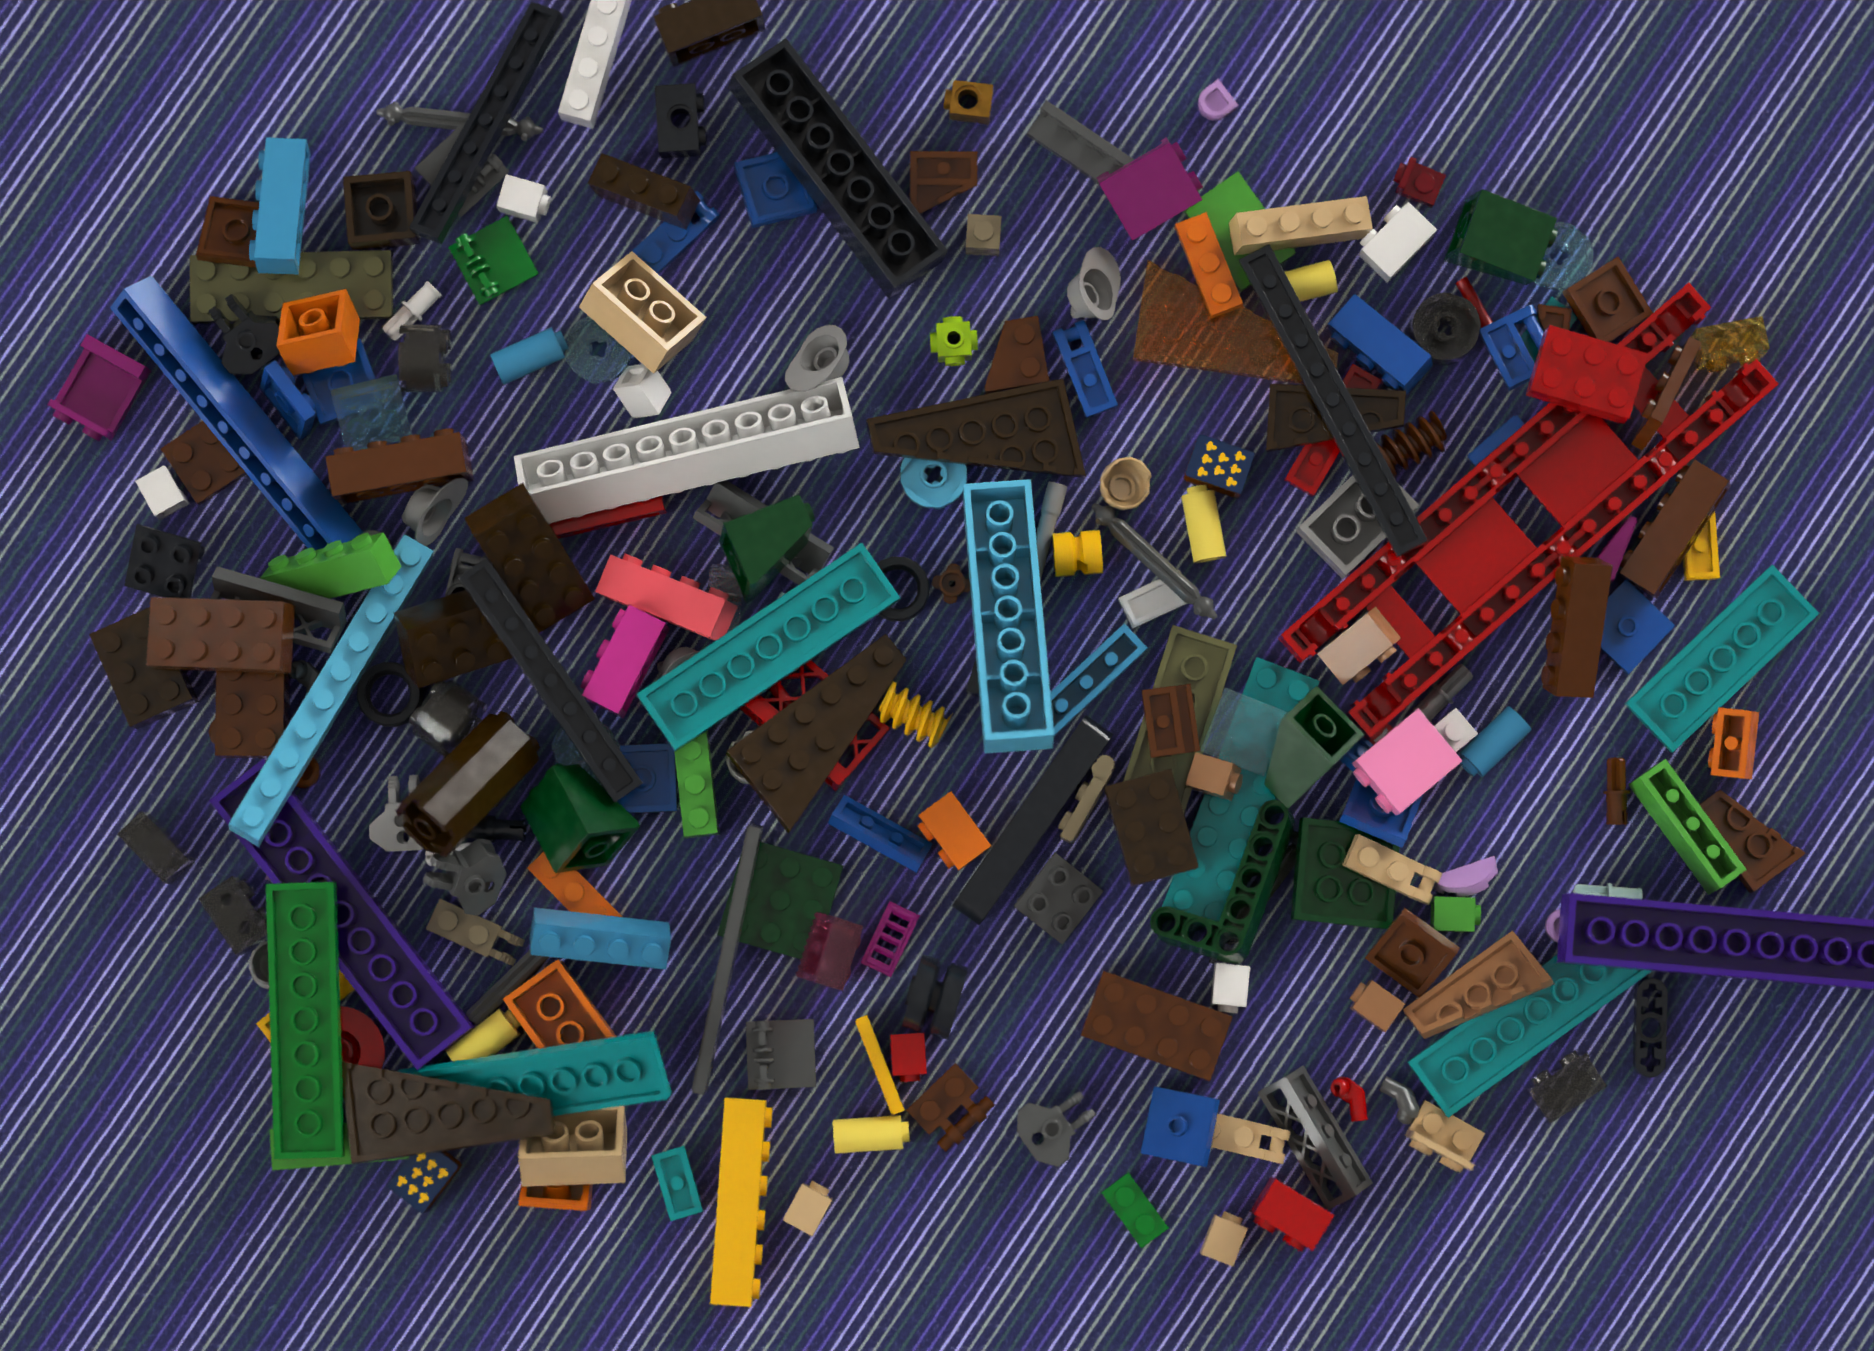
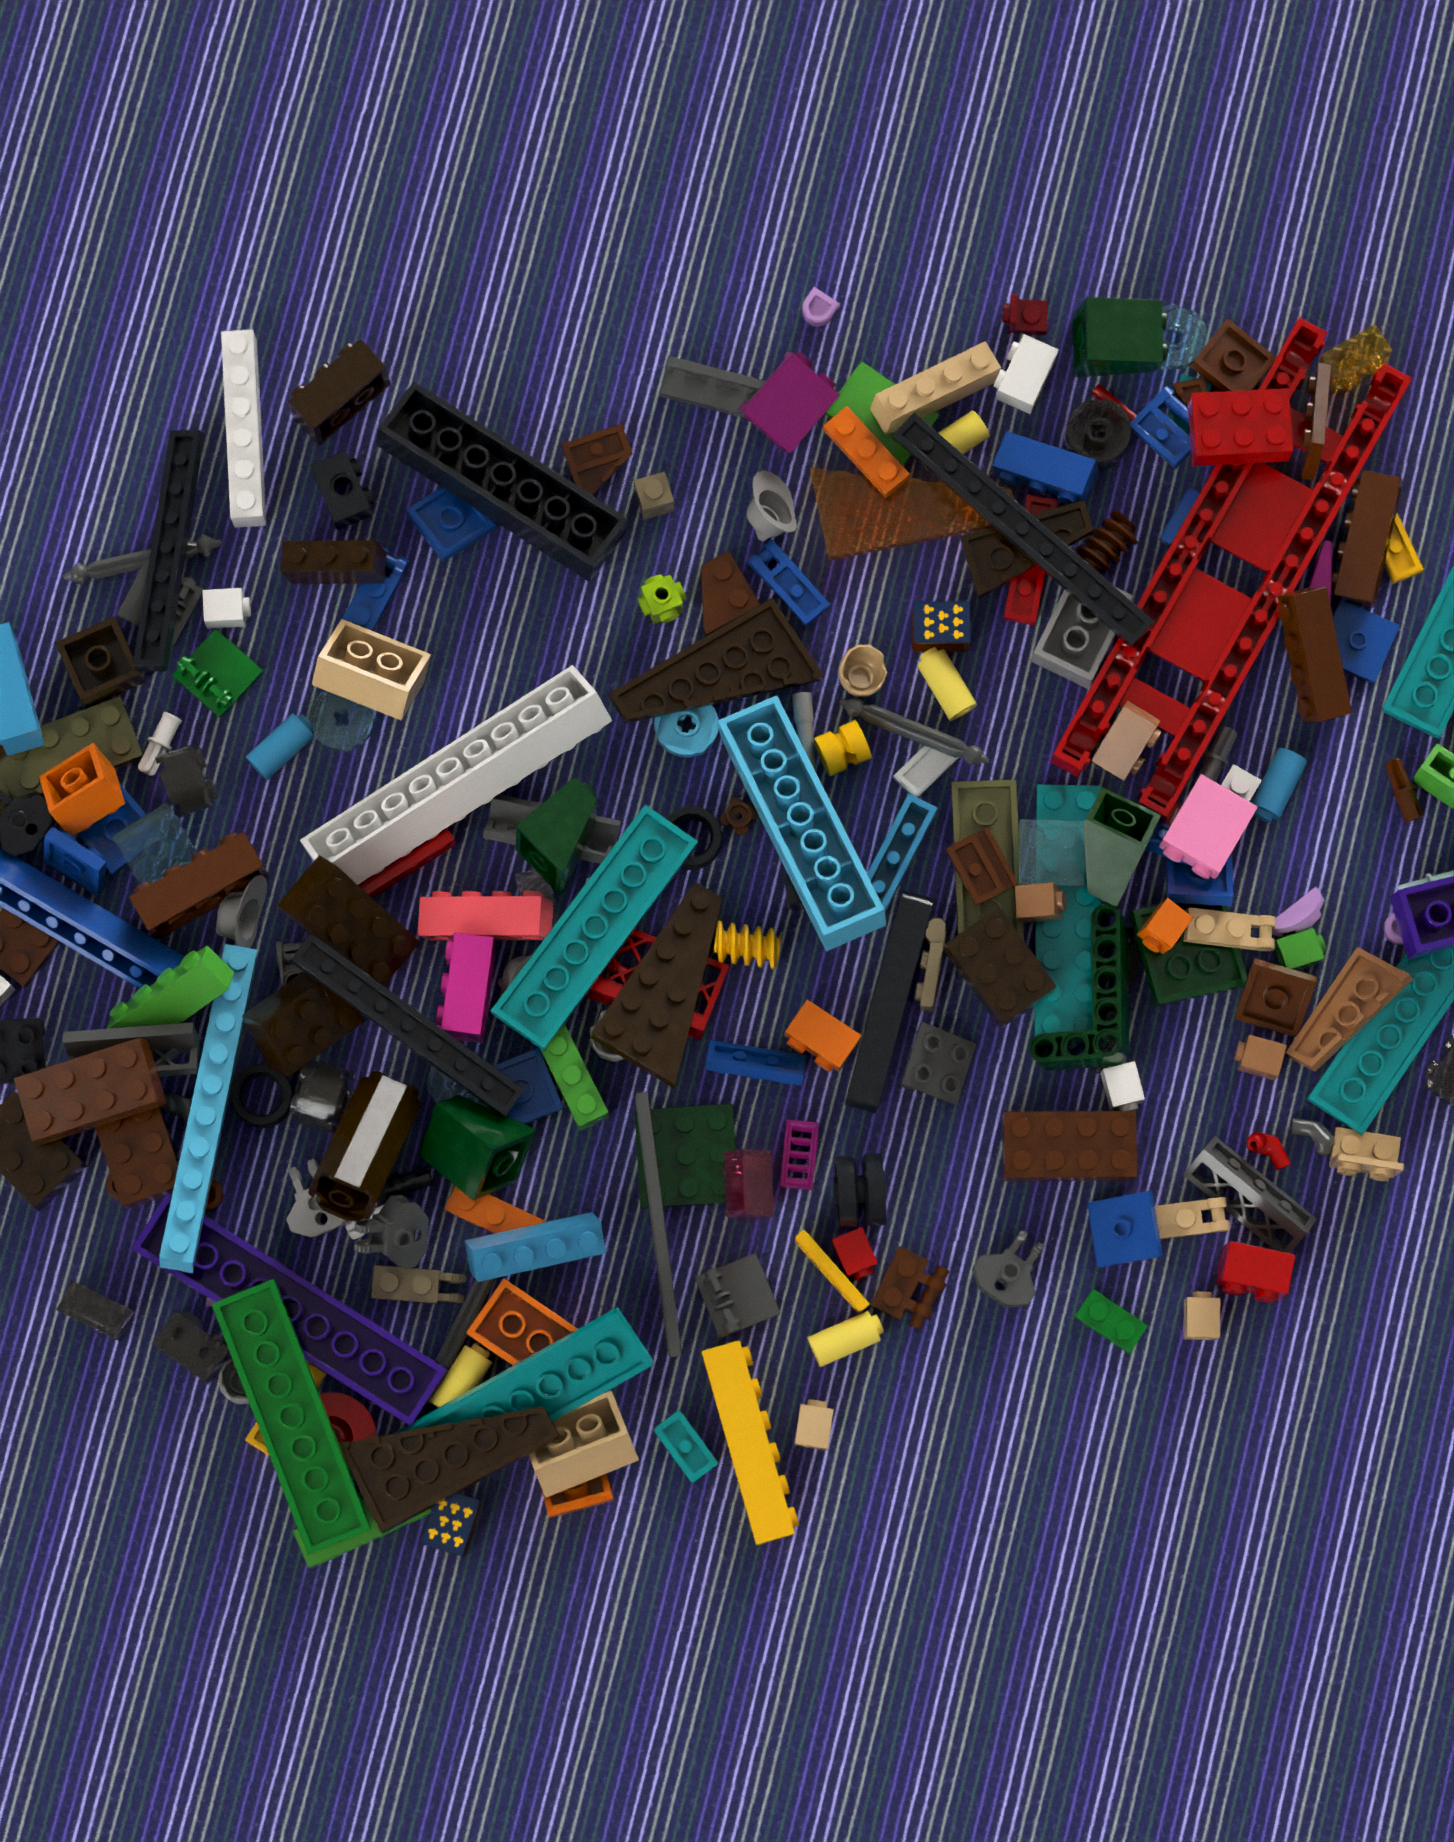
camera: 25 degrees left, 5 degrees down
(642, 391) = (395, 742): white panel -> none
(819, 359) = (546, 656): light grey piece -> none
(977, 114) = (605, 370): pearl gold brick -> none
(1327, 846) = (1164, 926): none -> orange brick

